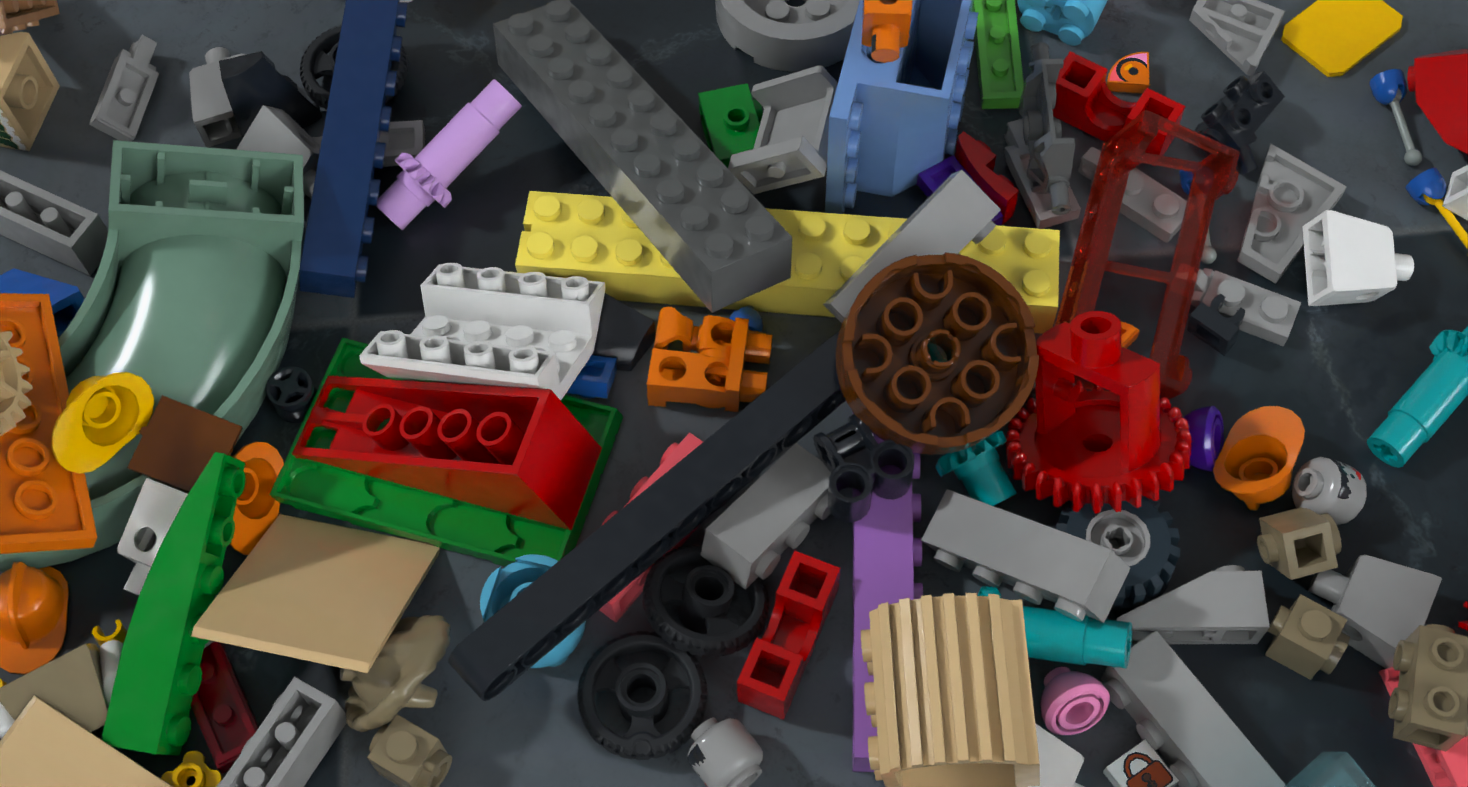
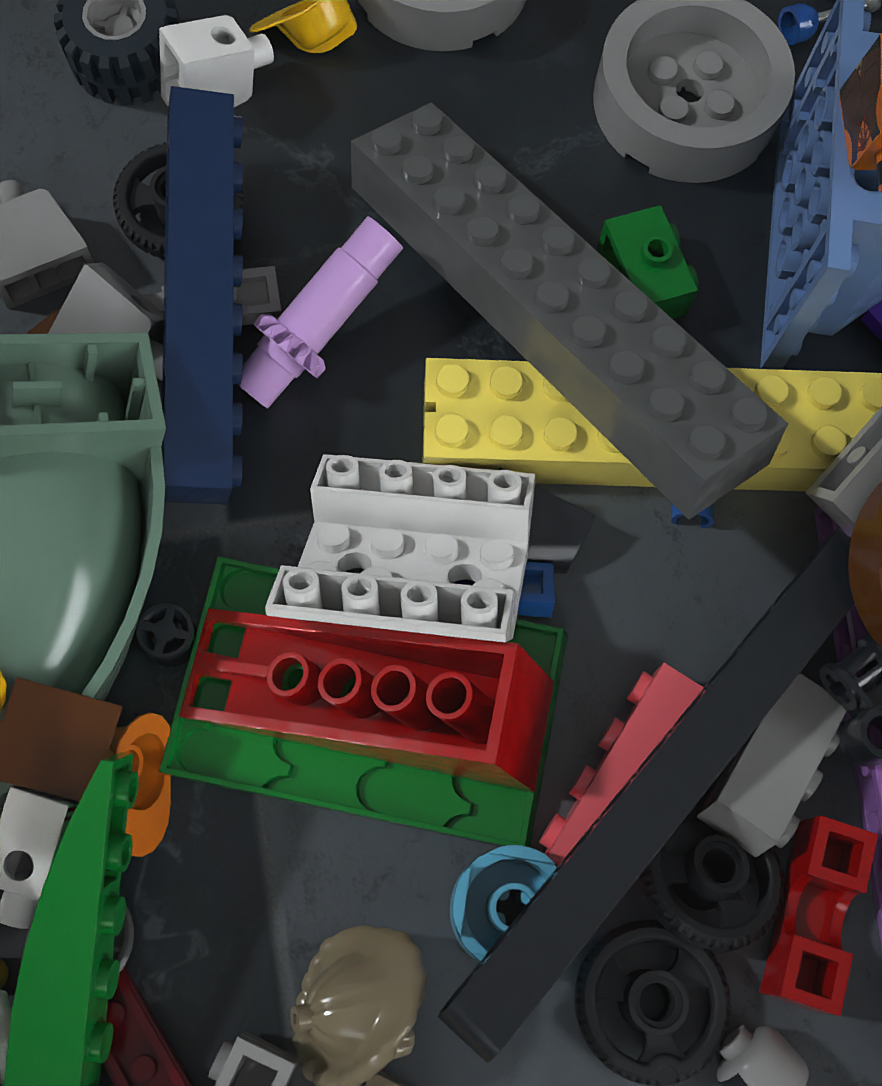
camera: 15 degrees left, 10 degrees up
(255, 82) = (69, 237): black slope -> none
(318, 593) = (246, 918): tan piece -> none
(713, 374) = (679, 568): orange hips -> none
(792, 131) = (741, 270): light grey panel -> none

